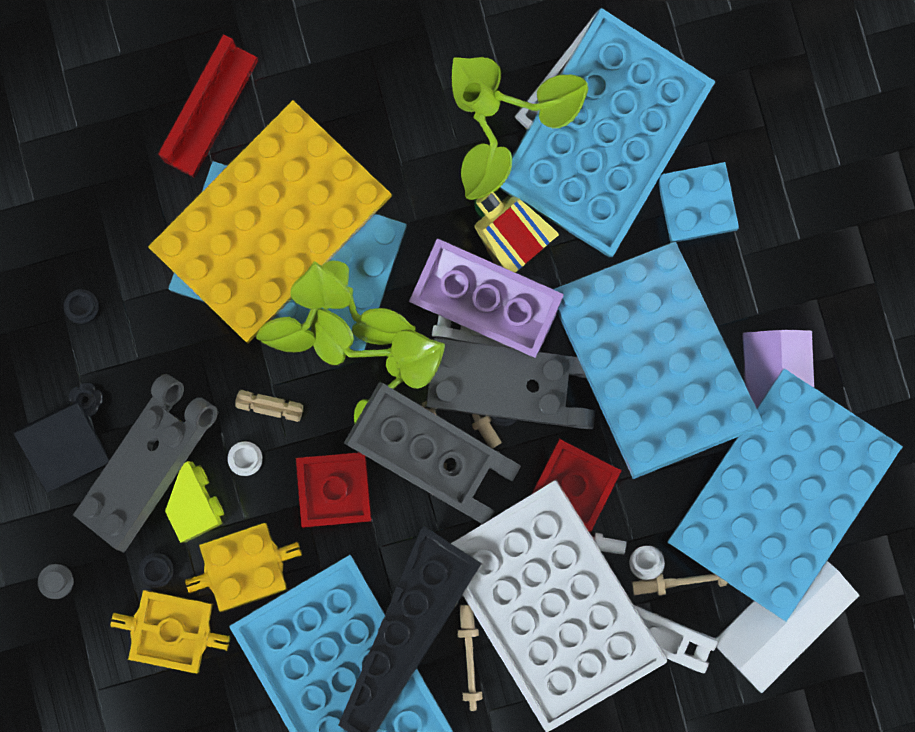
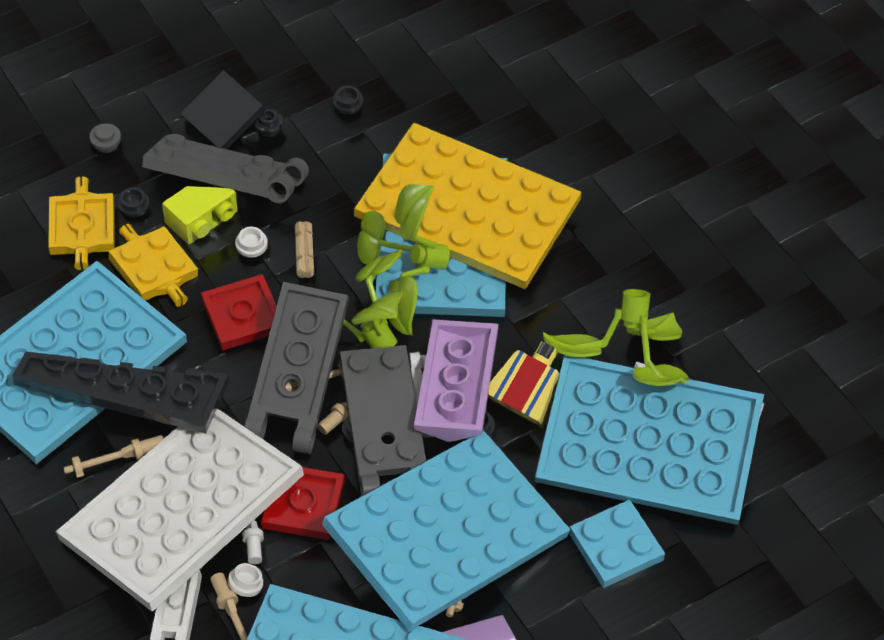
camera: 70 degrees right, 30 degrees down
(208, 107) = (553, 146): red fence -> none

